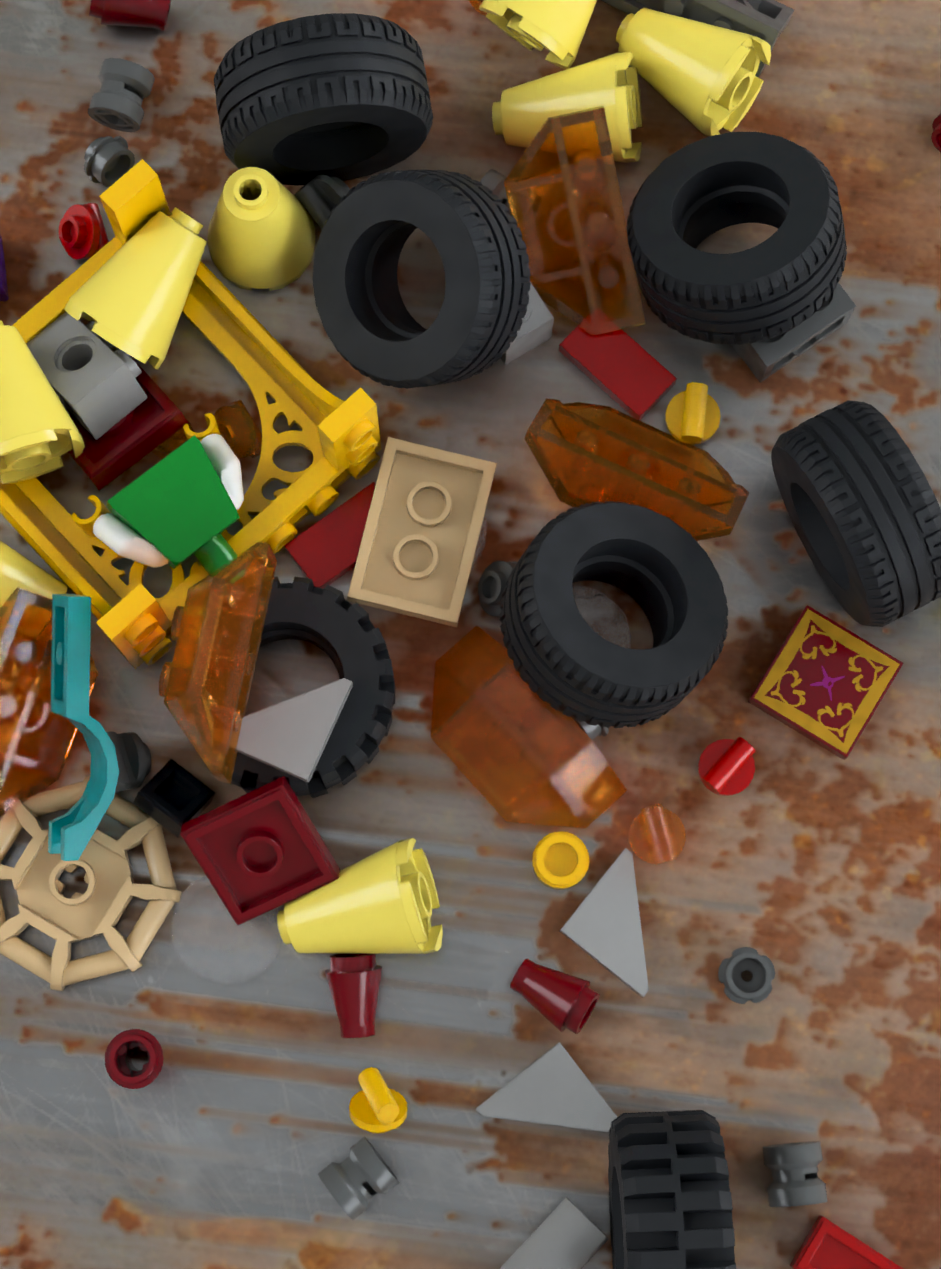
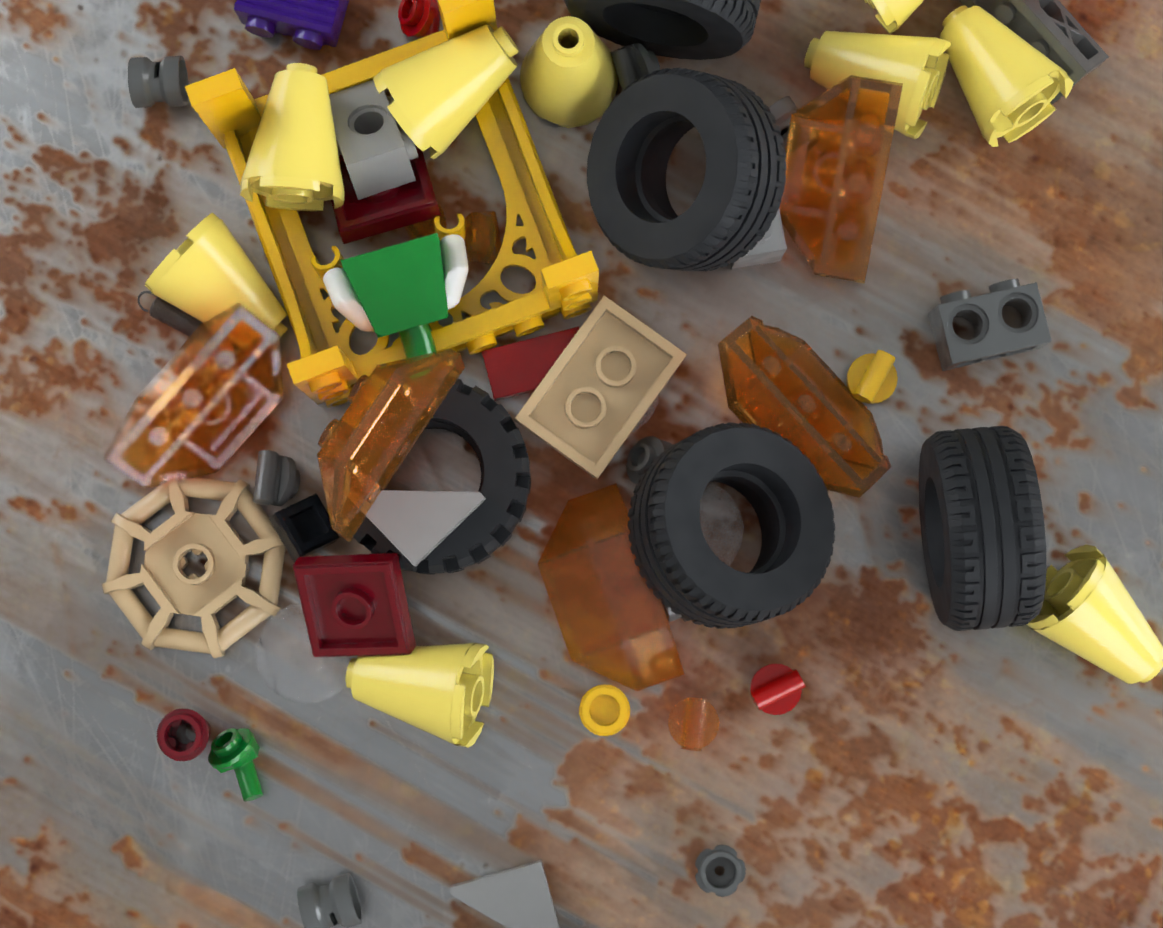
camera: 25 degrees right, 5 degrees up
(70, 699) = (210, 522): teal piece -> none
(194, 1059) = (238, 755): none -> green plate
(355, 991) = (388, 751): dark red cone -> none
(376, 1105) = (369, 852): yellow plate -> none
(556, 995) = (554, 822): dark red cone -> none
(610, 925) = (623, 781): light grey tile -> none
(619, 368) = (827, 312): red tile -> none
(725, 184) = (982, 189): black tyre -> none
(825, 682) = (890, 651): tile -> none

